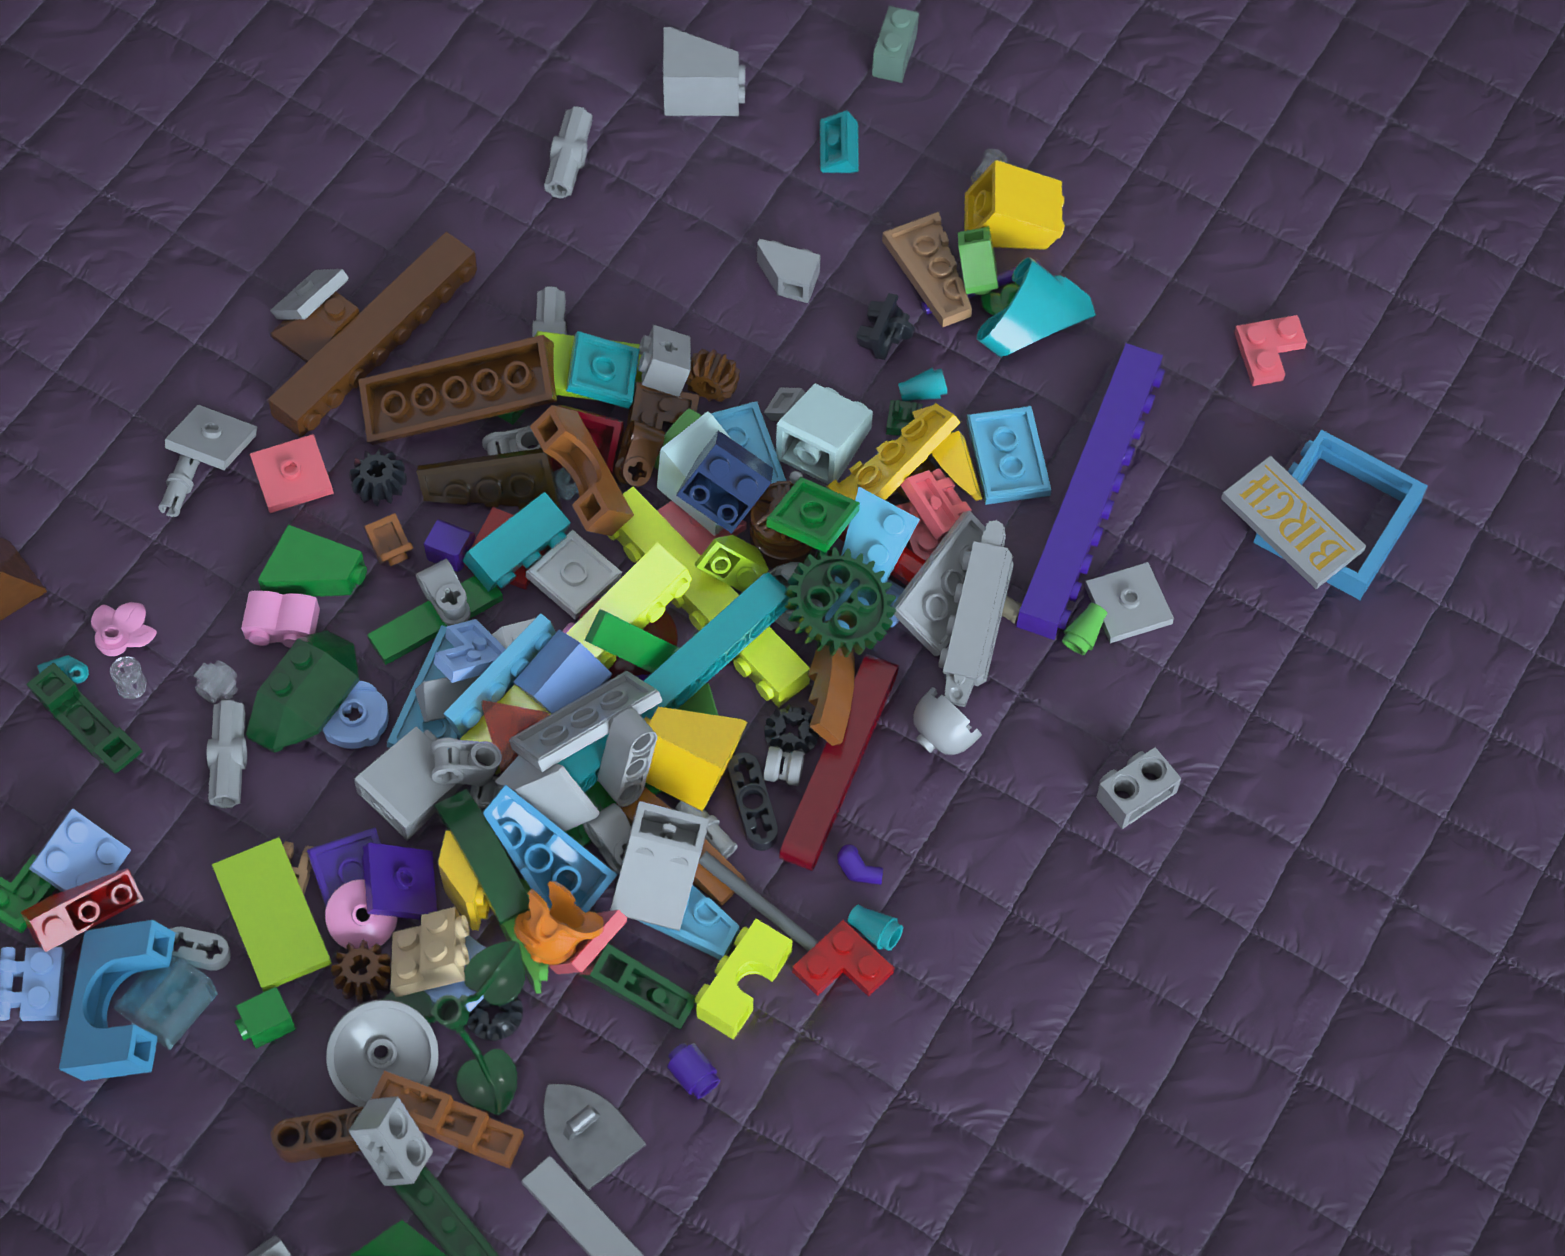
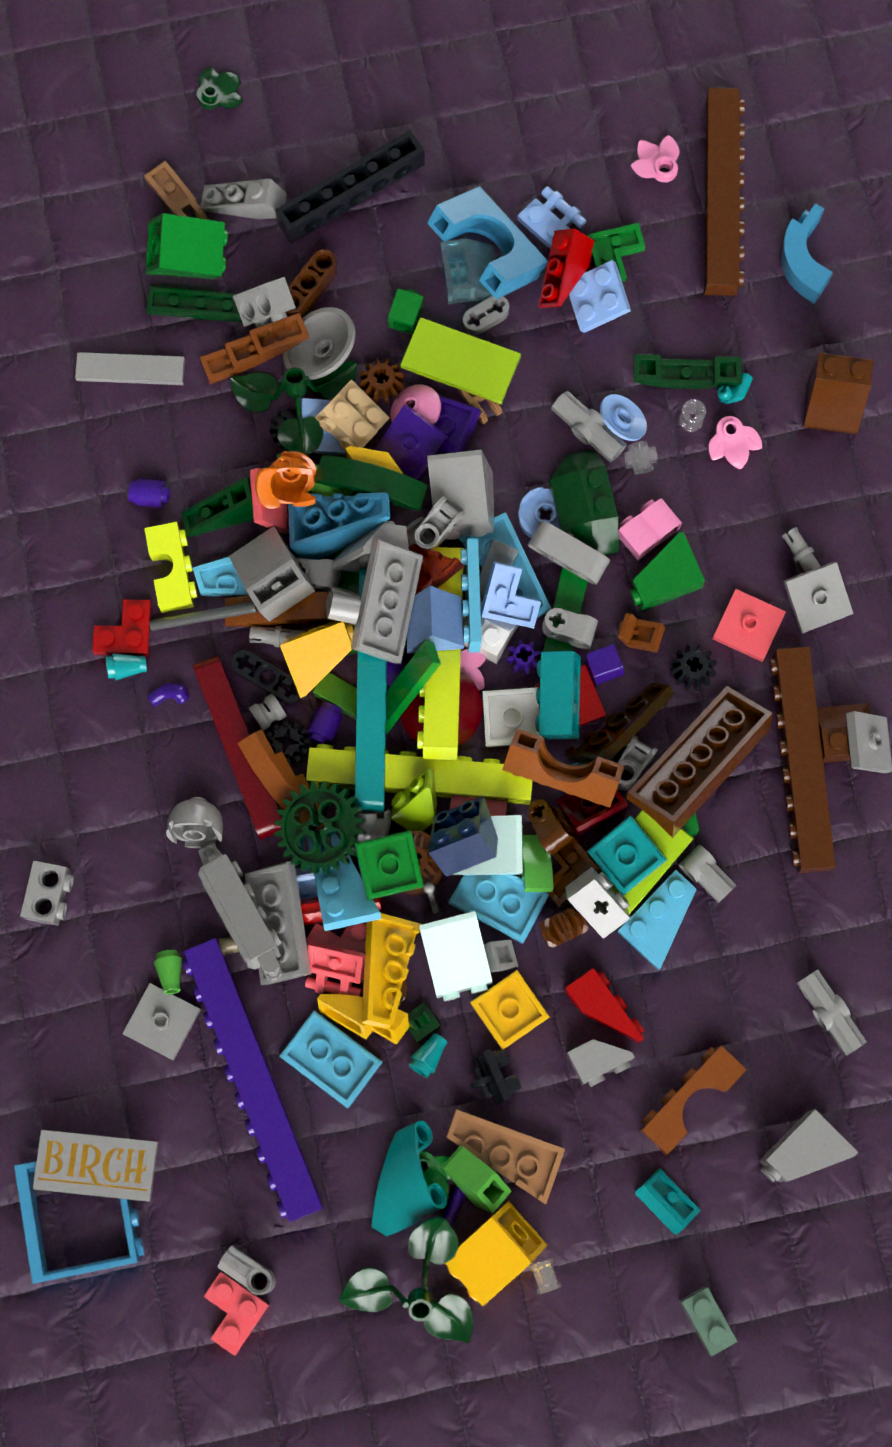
camera: 140 degrees right, 15 degrees up
(177, 1192) = (350, 186): none -> black brick
(189, 729) = (623, 417): none -> light blue dish
(374, 651) = (568, 552): none -> light grey beam
(509, 609) = (518, 662): none -> dark purple gear
(588, 1133) = (177, 416): flat silver shield -> none
(626, 321) = (659, 918): none -> medium azure wing
(745, 307) = (596, 1002): none -> red slope
(745, 706) = (325, 723): none -> dark purple brick
(780, 187) = (717, 1072): none -> dark orange arch
(821, 360) = (509, 1009): none -> yellow plate
(1107, 206) = (447, 1319): none -> dark green plant
(1231, 359) = (245, 1269): none -> light grey piece

